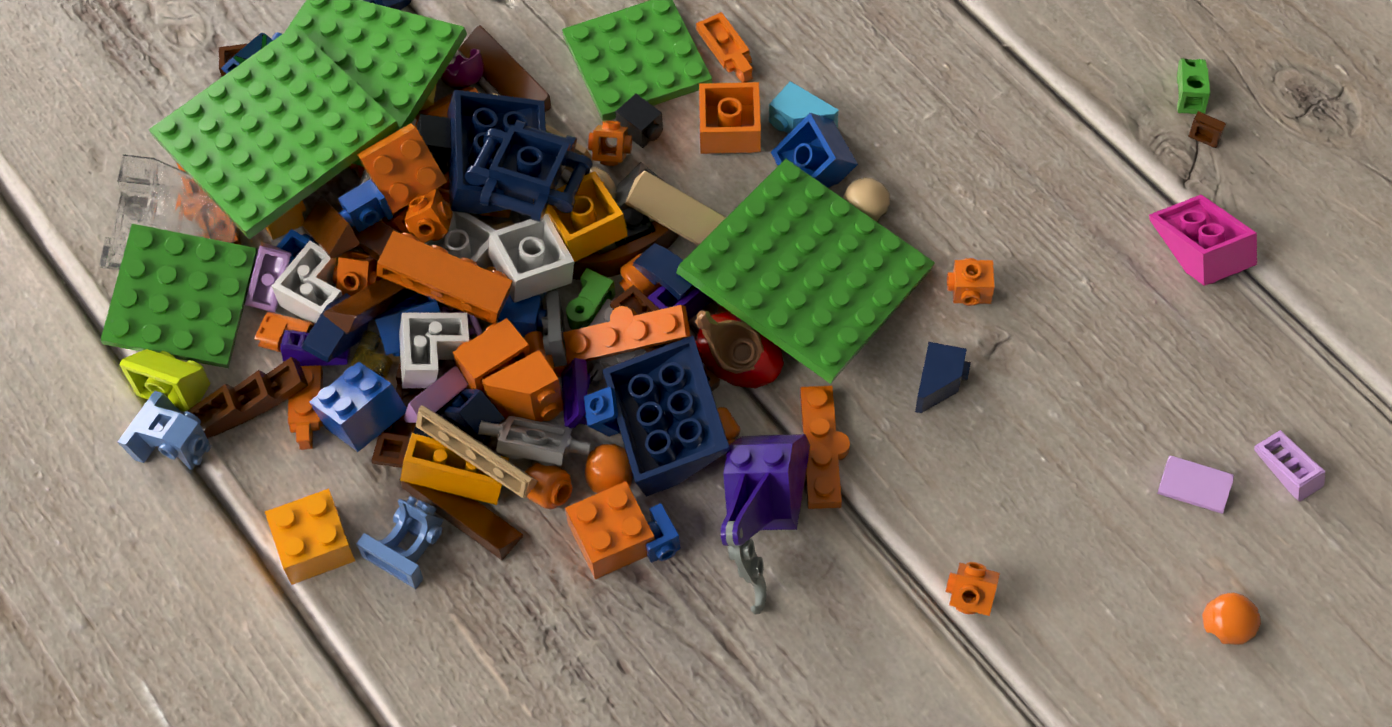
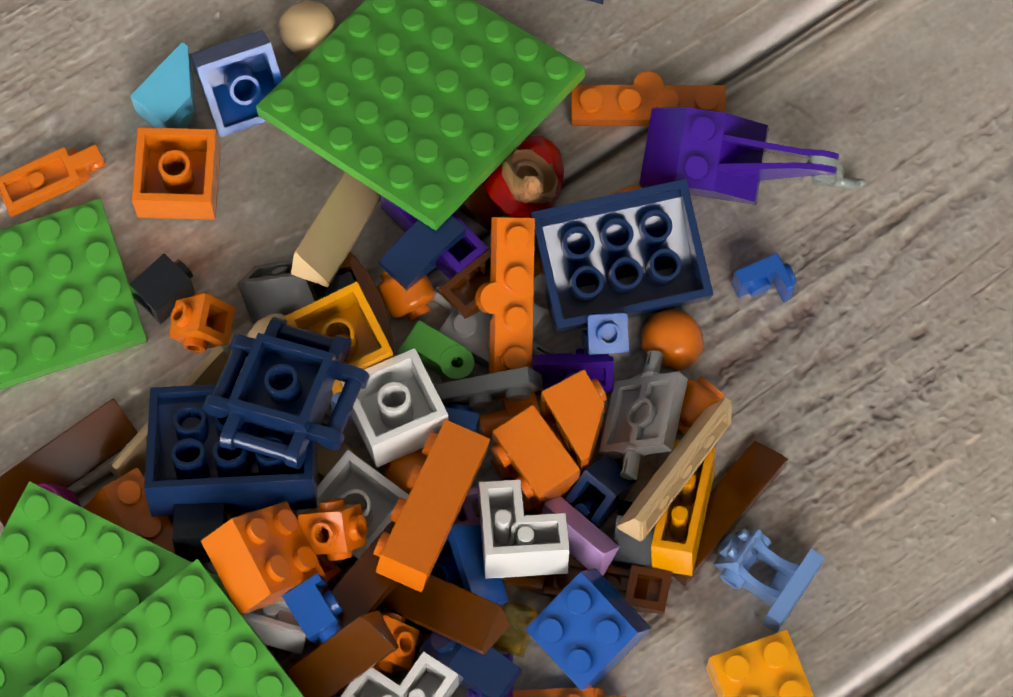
camera: 90 degrees left, 10 degrees up
(609, 529) = (760, 334): orange brick -> none

